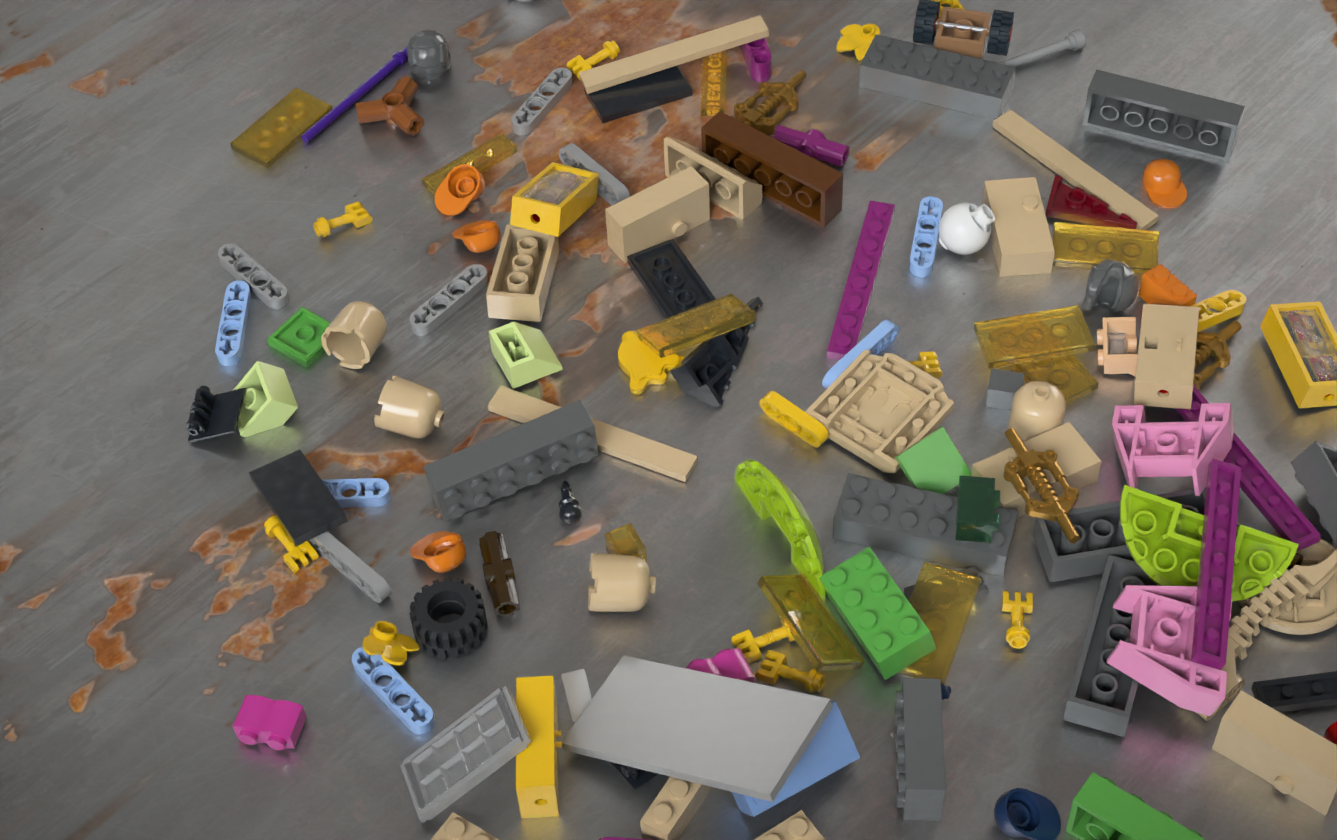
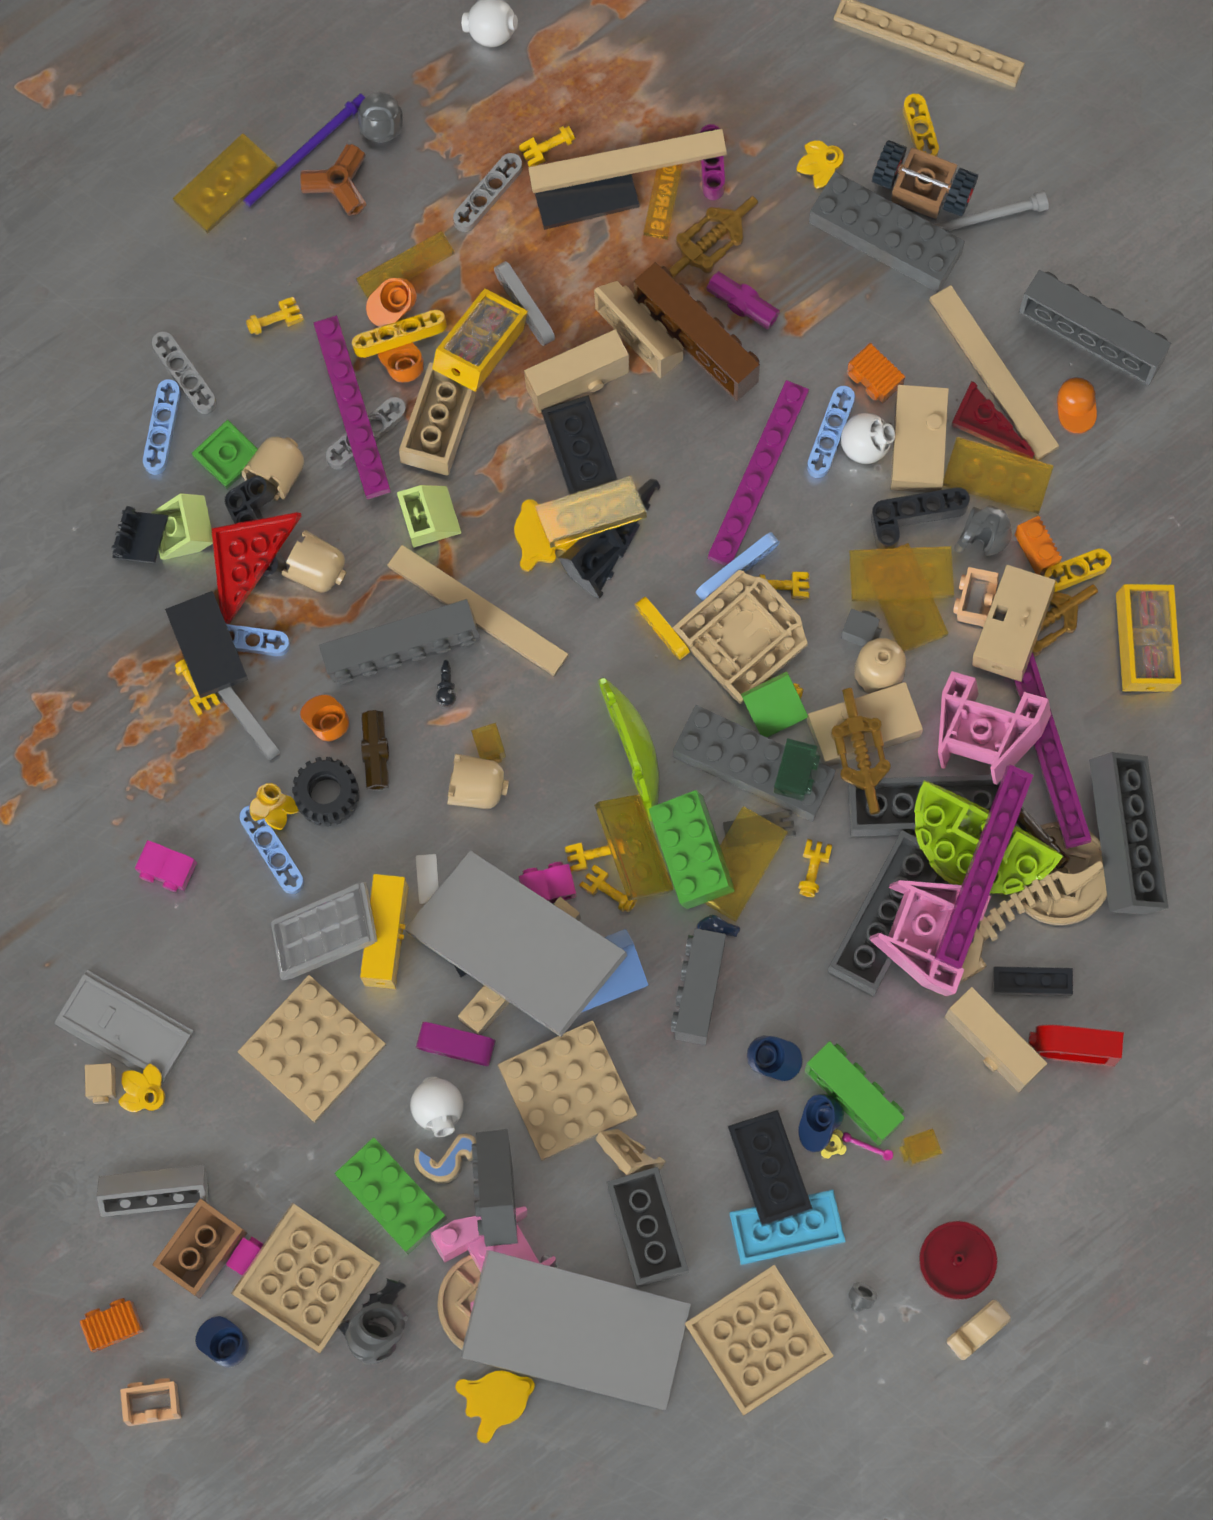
camera: 10 degrees right, 25 degrees up
(328, 370) = (250, 509): none -> black beam
(332, 407) = (244, 554): none -> red tile
(432, 278) = (352, 407): none -> magenta plate
(469, 215) = (398, 330): none -> yellow beam
(957, 181) = (875, 373): none -> orange brick
(1014, 288) = (921, 513): none -> black beam

